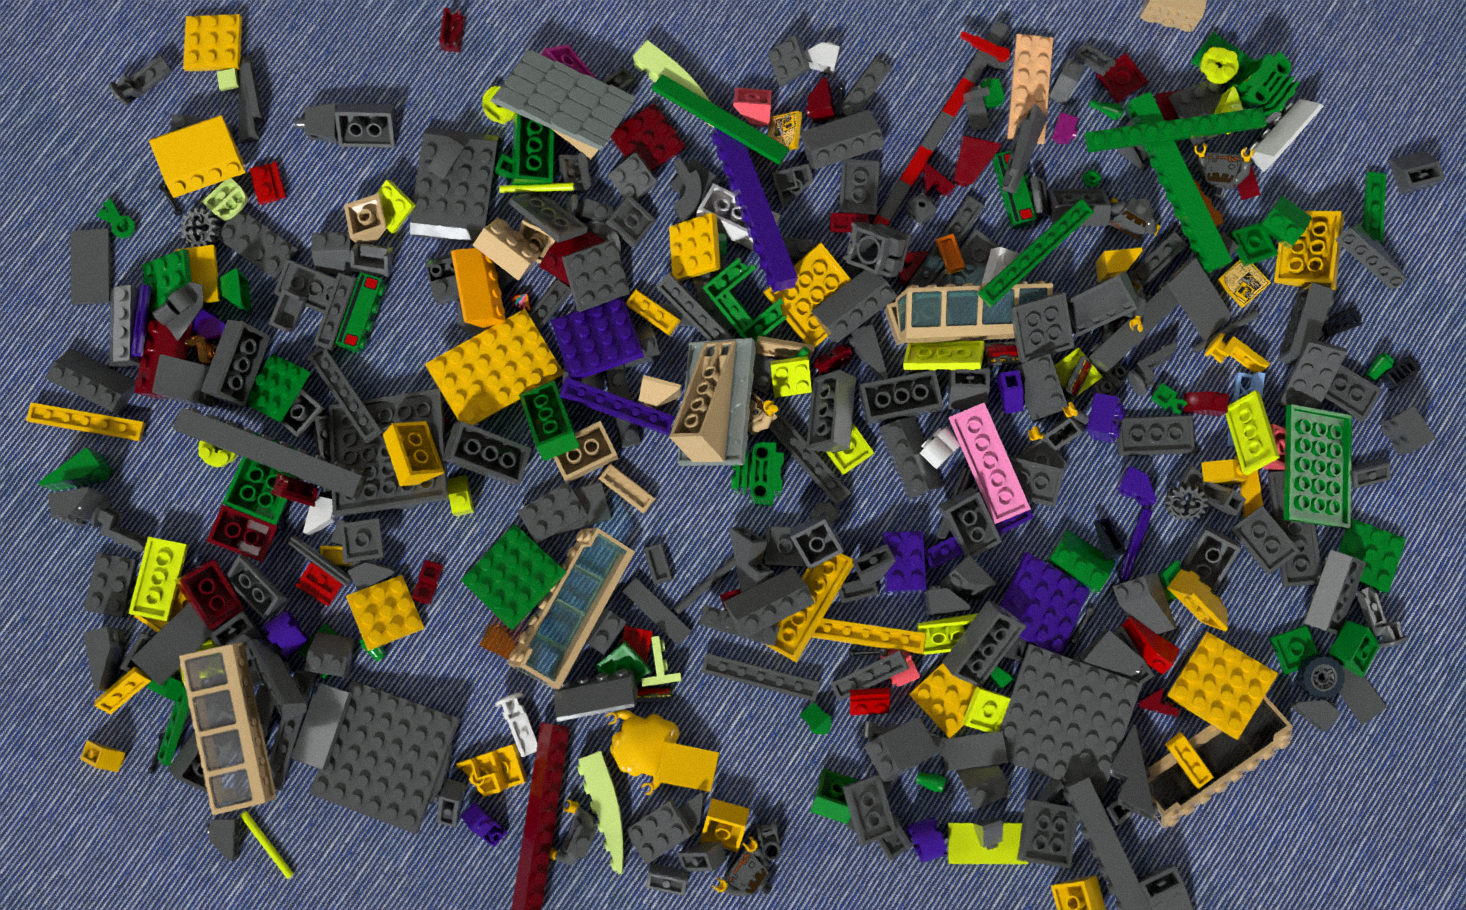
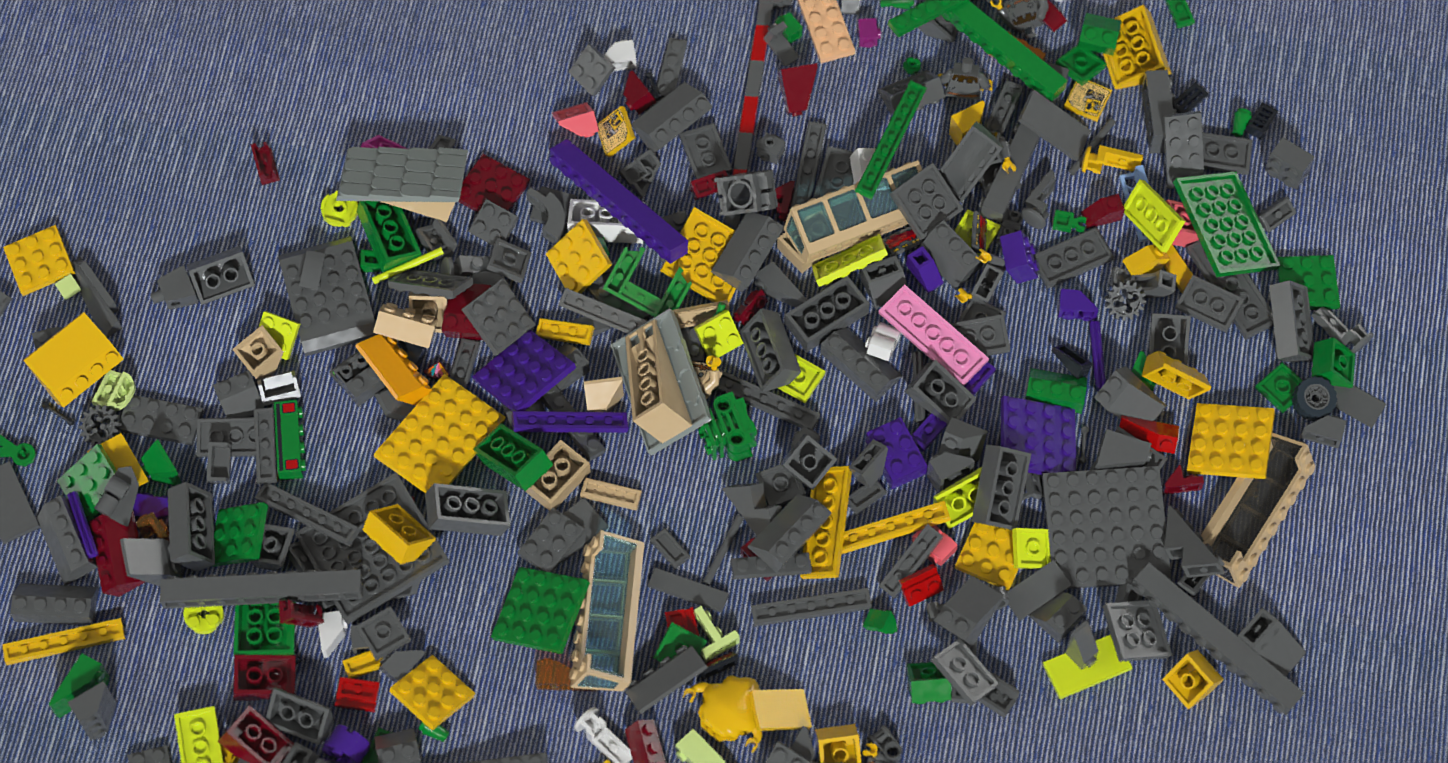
camera: 20 degrees left, 15 degrees down
(110, 519) = (128, 718): dark grey piece -> none
(267, 183) = (147, 362): red plate -> none
(320, 560) = (349, 671): dark grey axle -> none
(428, 582) = (459, 652): dark red slope -> none
(460, 496) = (460, 564): neon yellow slope -> none
(606, 631) = (649, 624): dark grey slope -> none
(656, 63) = (495, 126): yellowish green slope -> none
(720, 119) = (552, 140): green tile -> none
(883, 652) = (913, 536): black hinge -> none
(927, 840) = (1030, 680): dark purple brick -> none
(932, 781) = (1011, 632): green cone -> none
(934, 178) = (770, 119): dark red slope -> none
(950, 254) = (815, 175): orange tile -> none
(1000, 677) = (1029, 516): green slope -> none
(1017, 205) = (847, 100): green brick -> none
(1022, 148) = (837, 57): dark grey wedge -> none
(1040, 196) = (873, 97): dark grey tile -> none
(1189, 760) = (1232, 515): yellow tile -> none
(1372, 256) = (1188, 32): dark grey slope -> none

